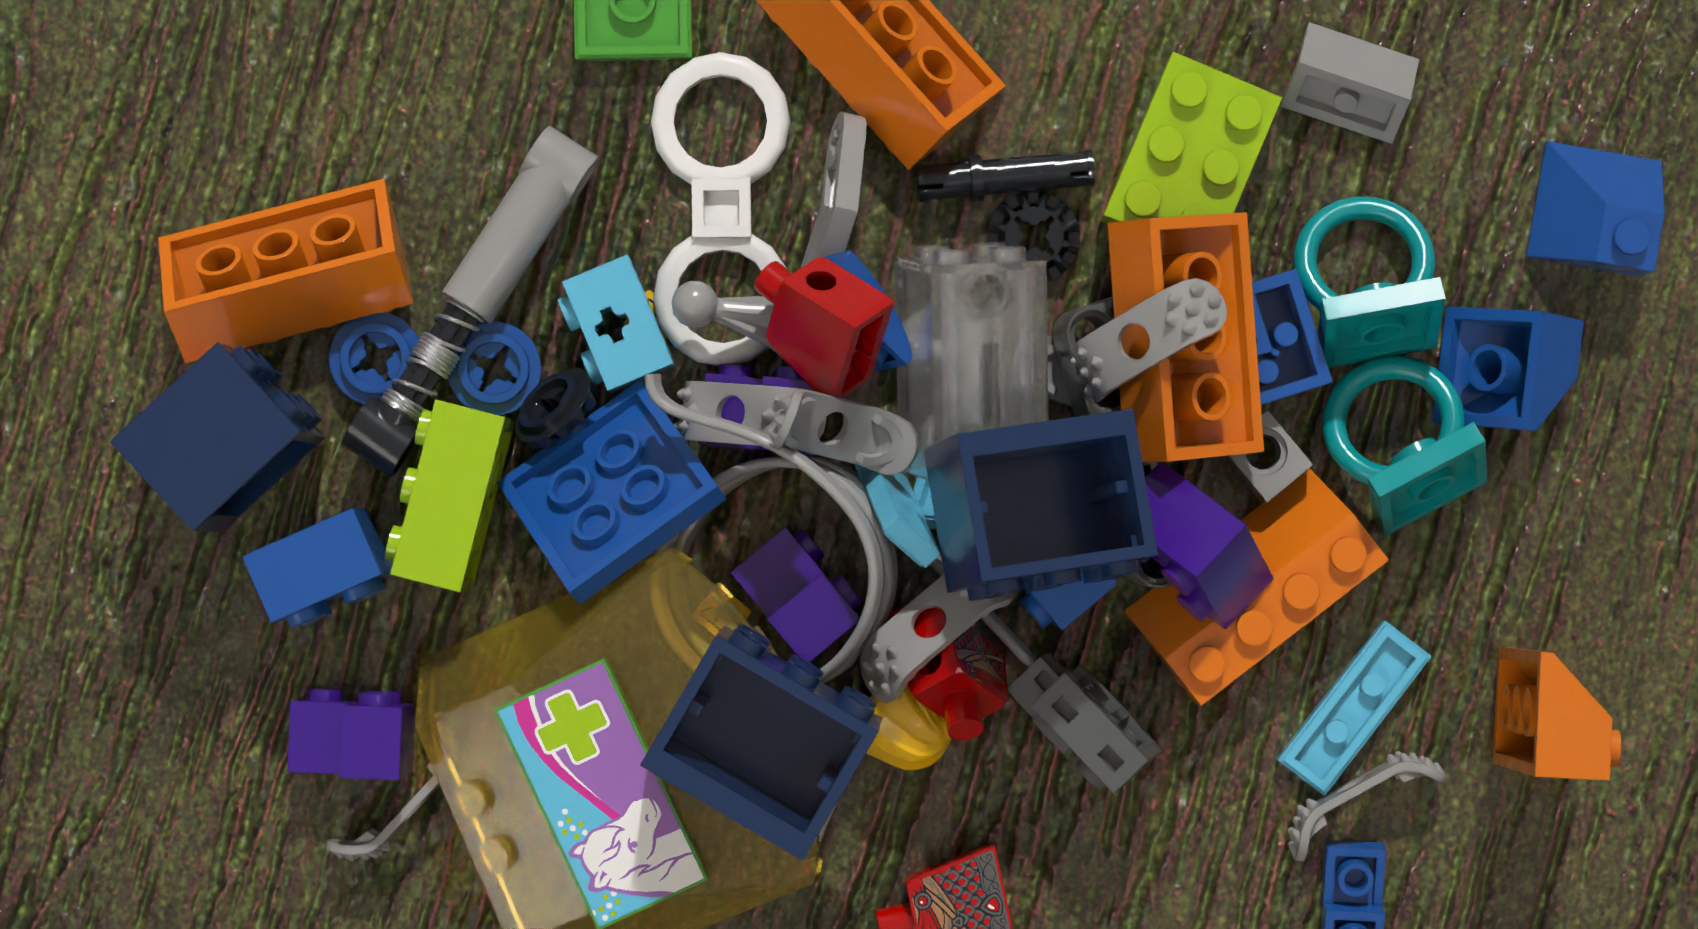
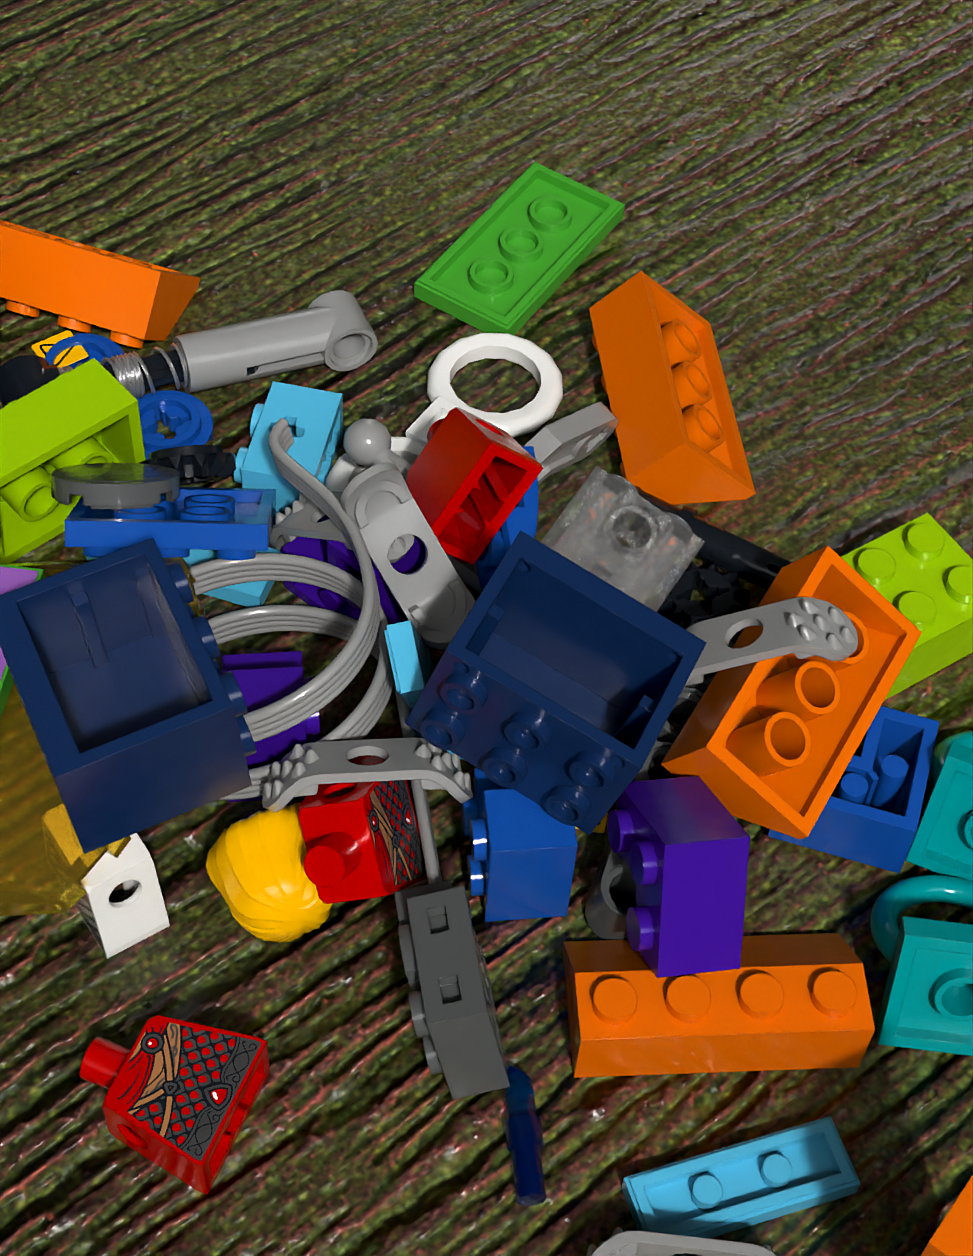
camera: 30 degrees right, 35 degrees down
(358, 356) = (67, 356): none -> yellow sticker
(545, 497) = (116, 485): none -> dark grey tile
(1193, 772) = (524, 1139): none -> clear blue piece
(1286, 467) = (794, 906): light grey brick -> none

